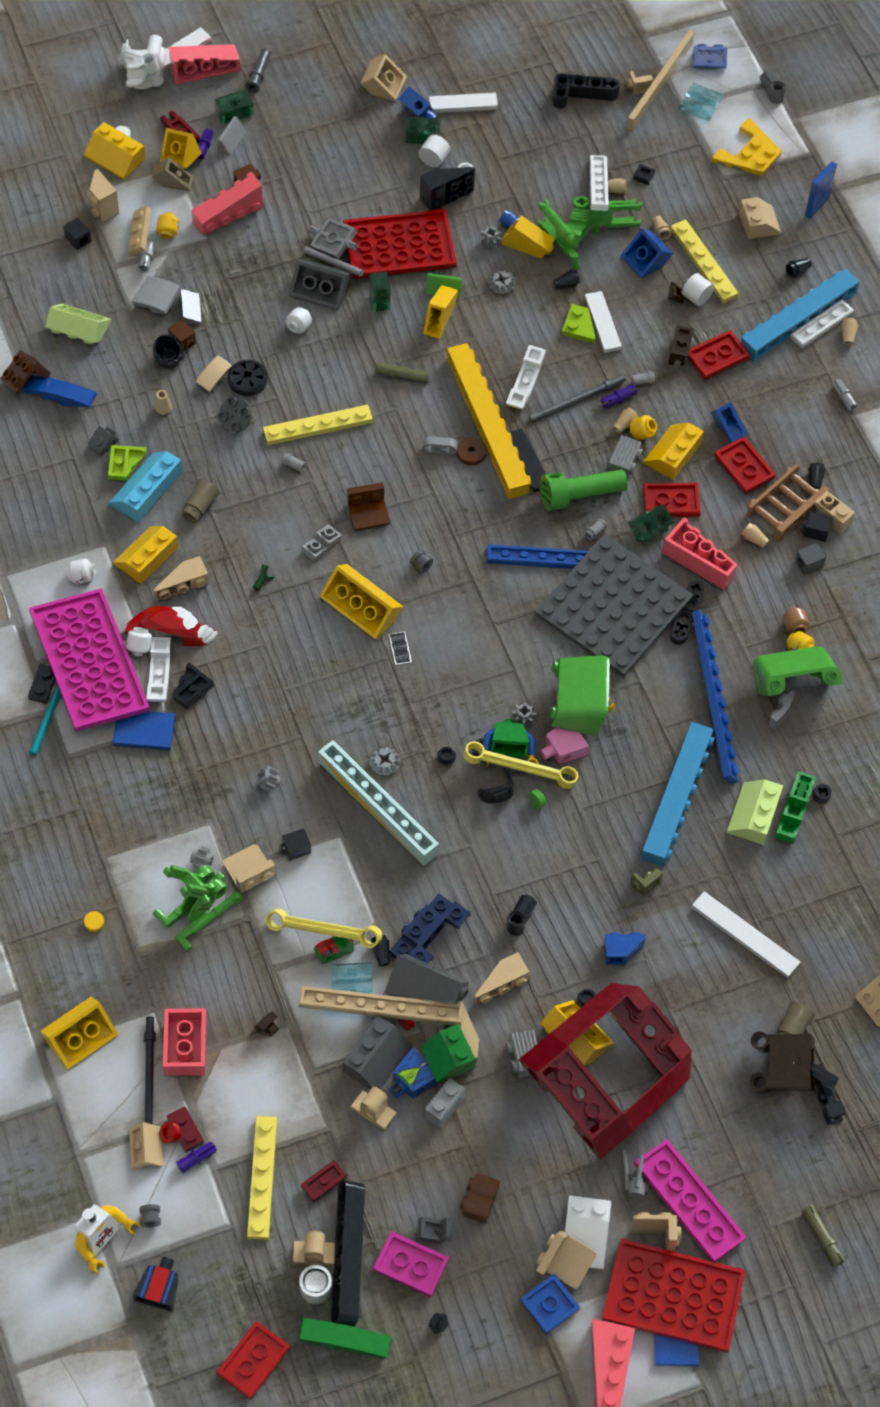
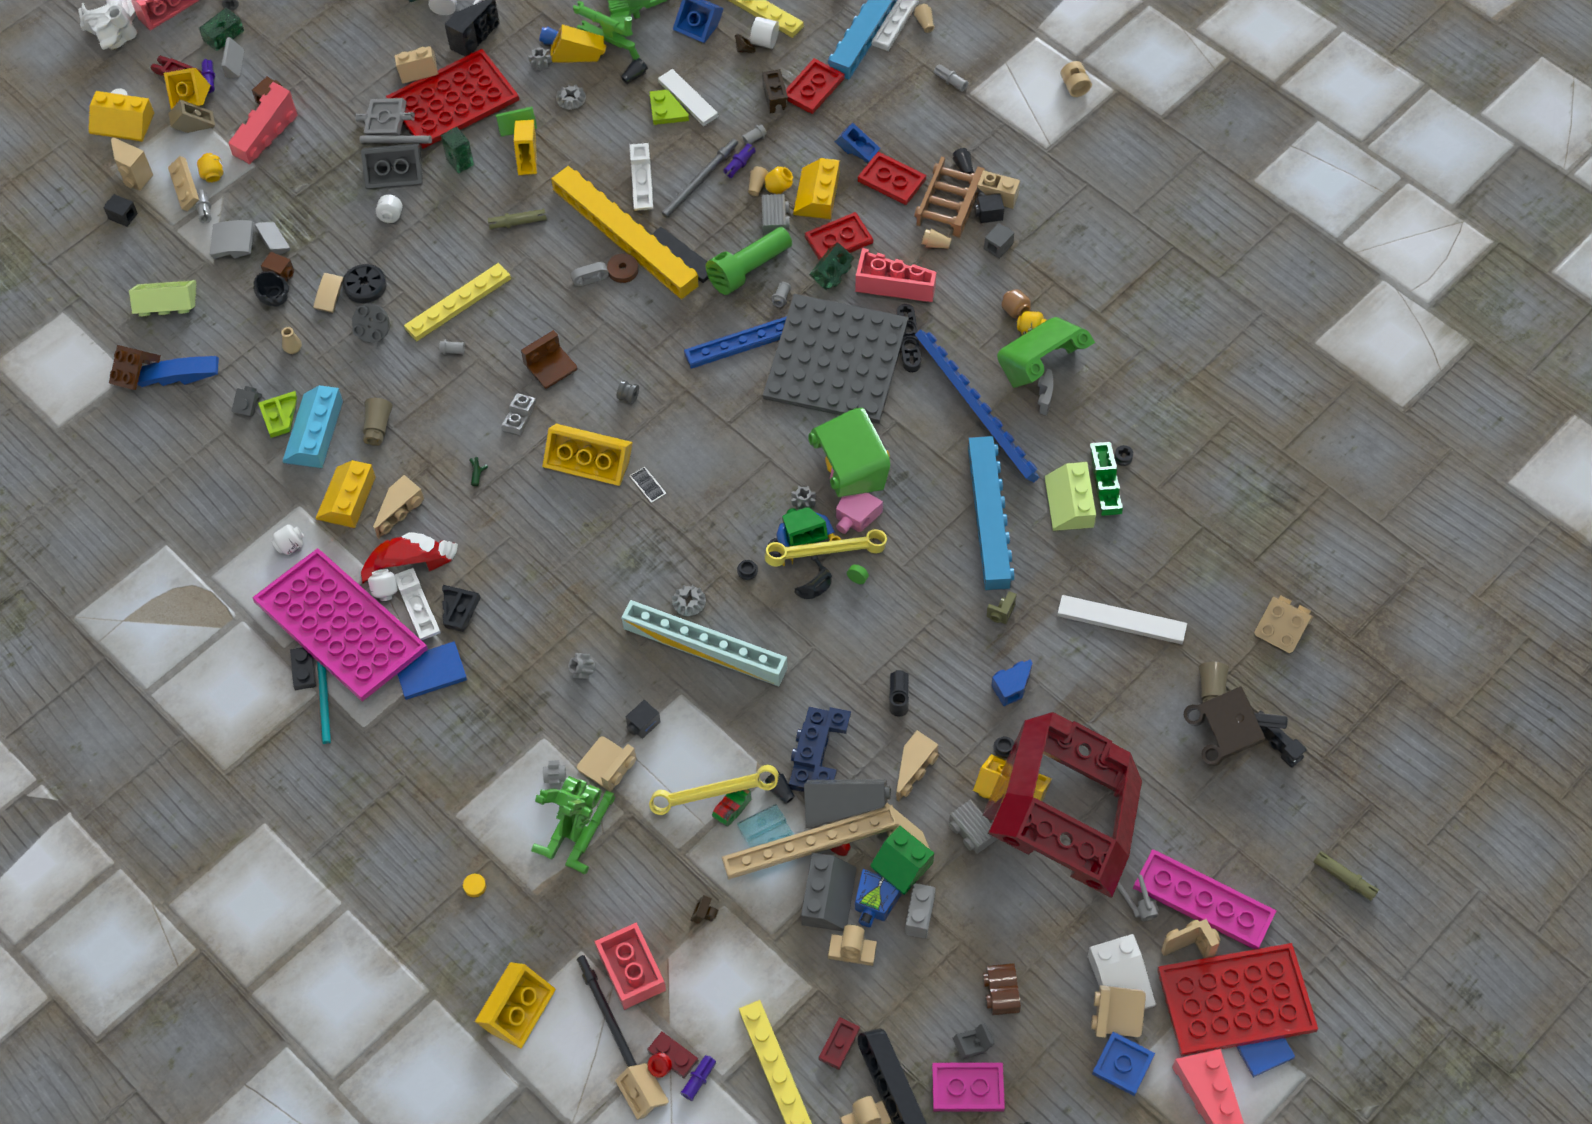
camera: 20 degrees left, 0 degrees up
(382, 202) = (416, 64): none -> tan slope

